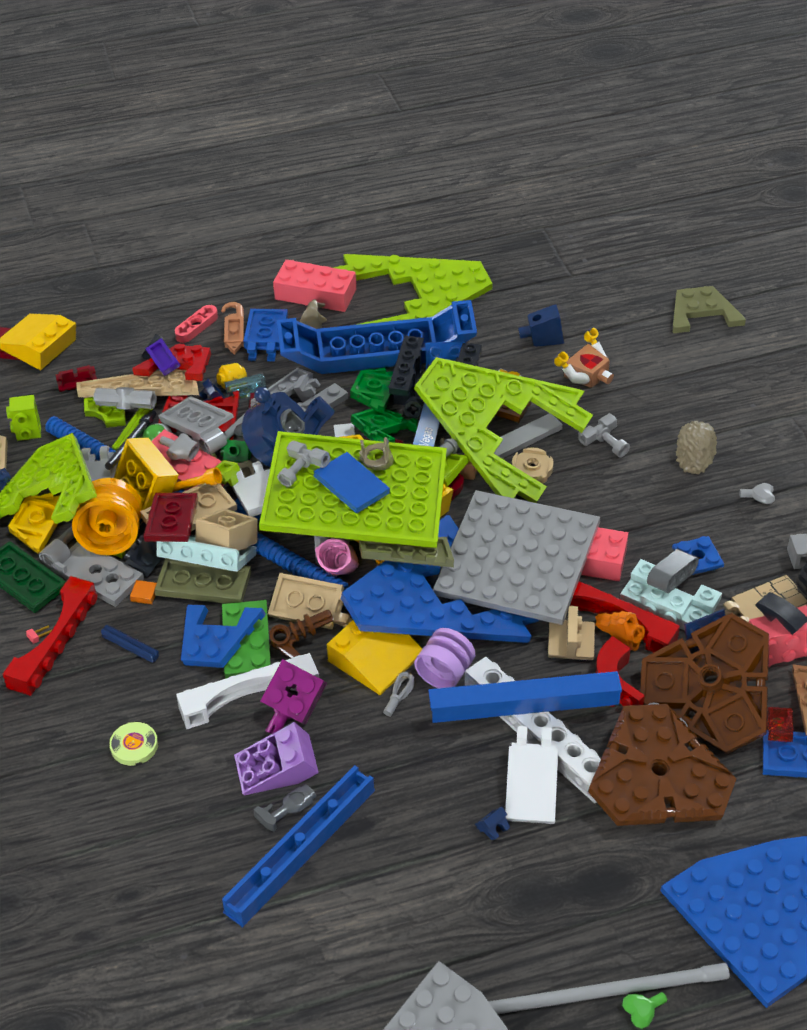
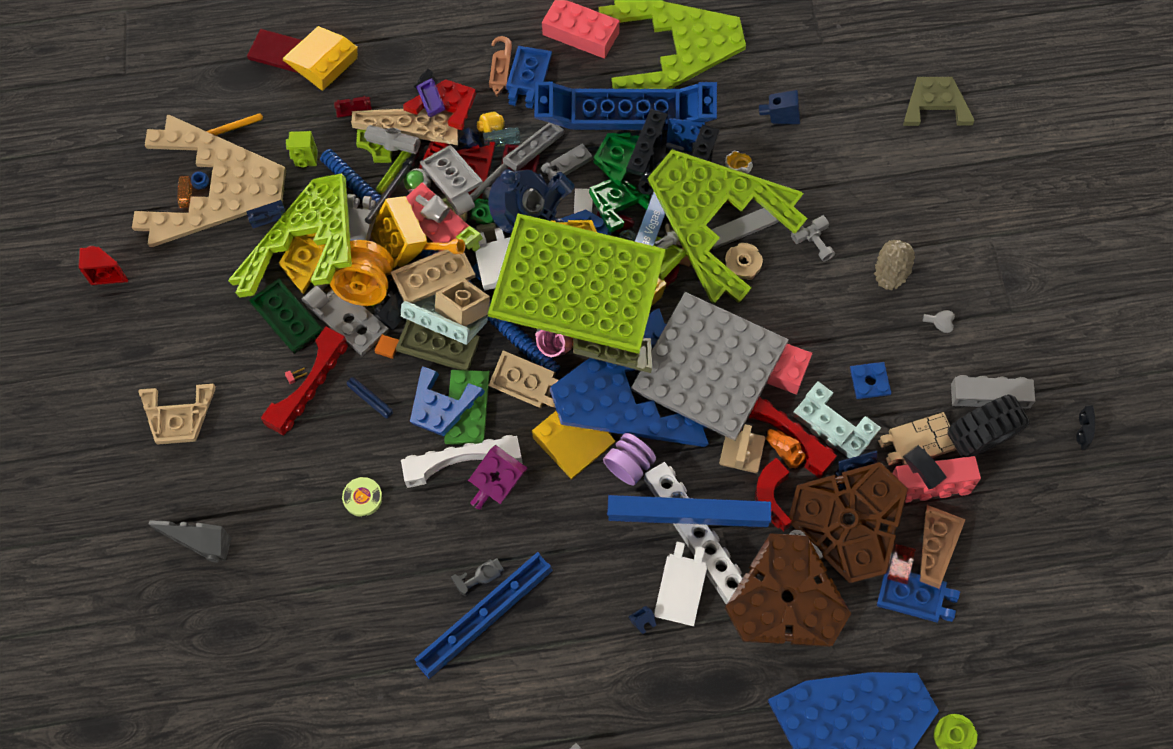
camera: 10 degrees right, 20 degrees up
(171, 517) = (416, 284): dark red tile -> none
(186, 331) = (469, 48): coral beam -> none
(276, 761) = (475, 533): medium lavender slope -> none
(298, 629) = (508, 409): reddish brown piece -> none
(303, 459) = (536, 249): light grey bar -> none
(306, 387) = (555, 146): light grey tile -> none
(311, 316) = (570, 63): dark tan piece -> none
(351, 482) = (574, 279): blue tile -> none
(380, 464) = (610, 253): dark tan piece -> none
(396, 699) = (584, 487): light grey piece -> none
(588, 364) = (815, 156): torso -> none
(672, 571) = (842, 400): dark grey beam -> none

